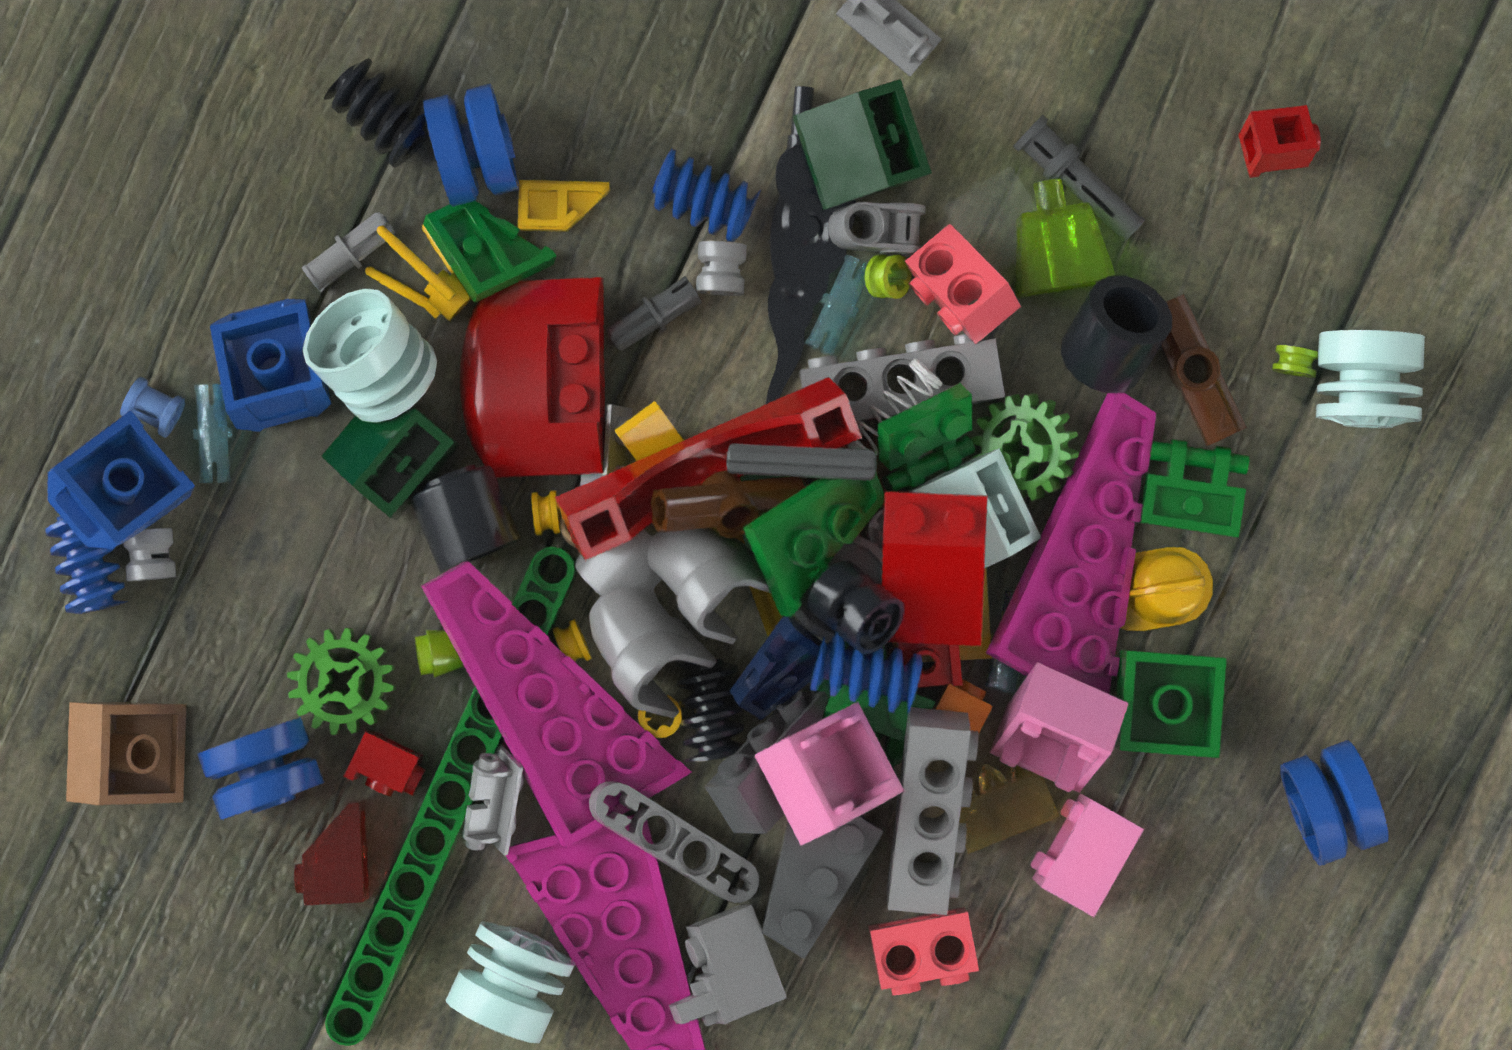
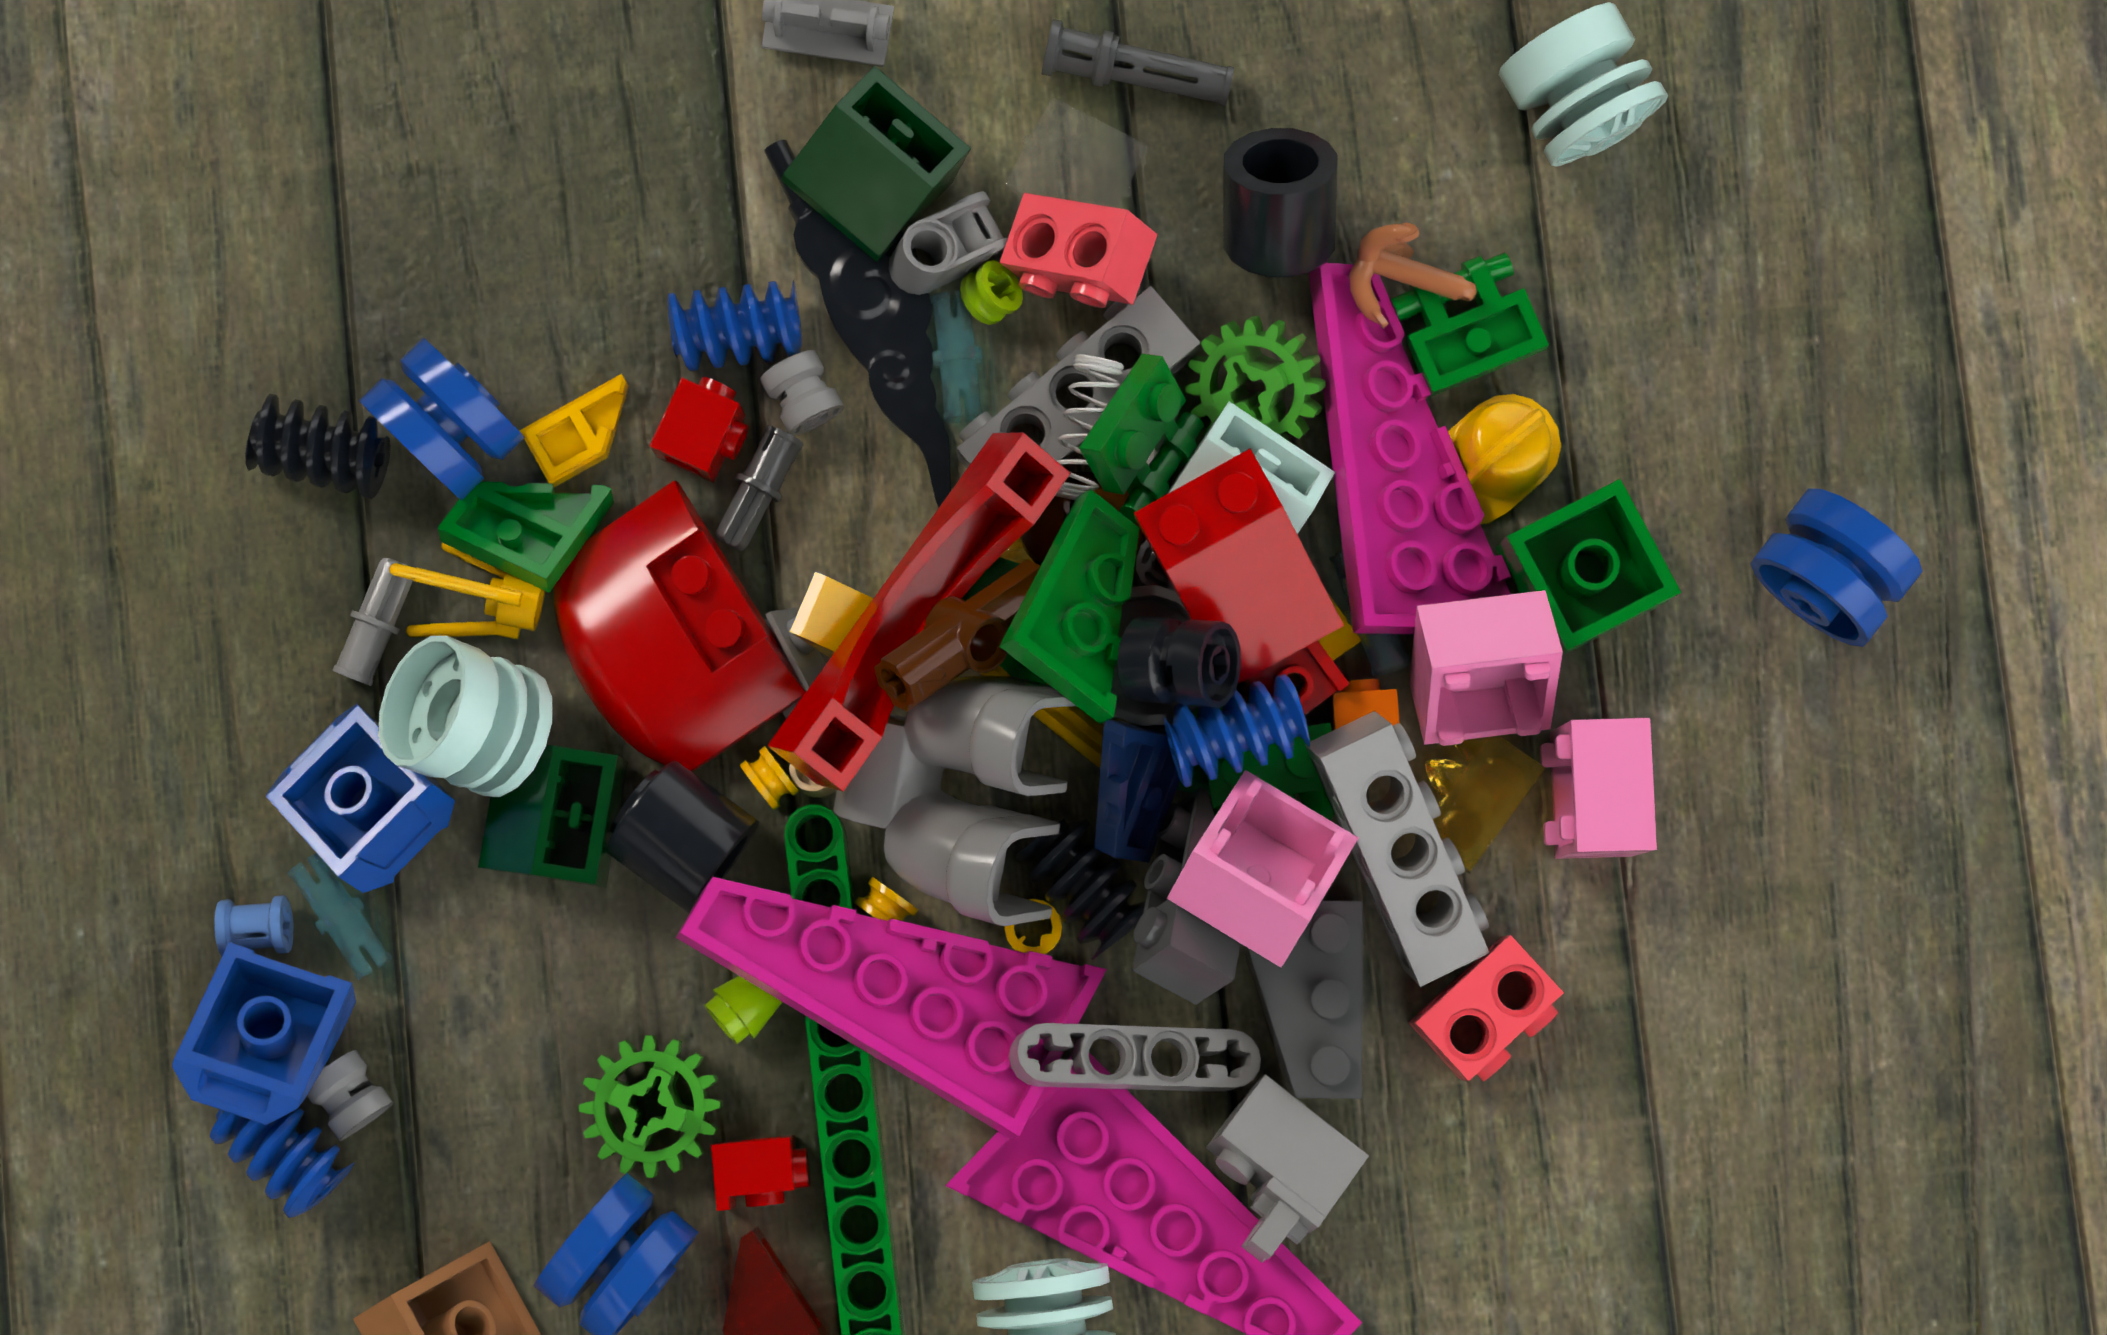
camera: 30 degrees left, 5 degrees down
(496, 781) = (897, 1110): light grey hinge -> none
(640, 251) = (700, 428): none -> red brick
(801, 462) = (1020, 537): dark grey axle -> none
(1058, 245) = (1157, 147): clear neon green torso -> none
(1164, 410) = (1388, 255): none -> nougat piece
(1207, 401) = (1442, 223): reddish brown piece -> none
(1295, 361) = (1491, 120): lime bush -> none

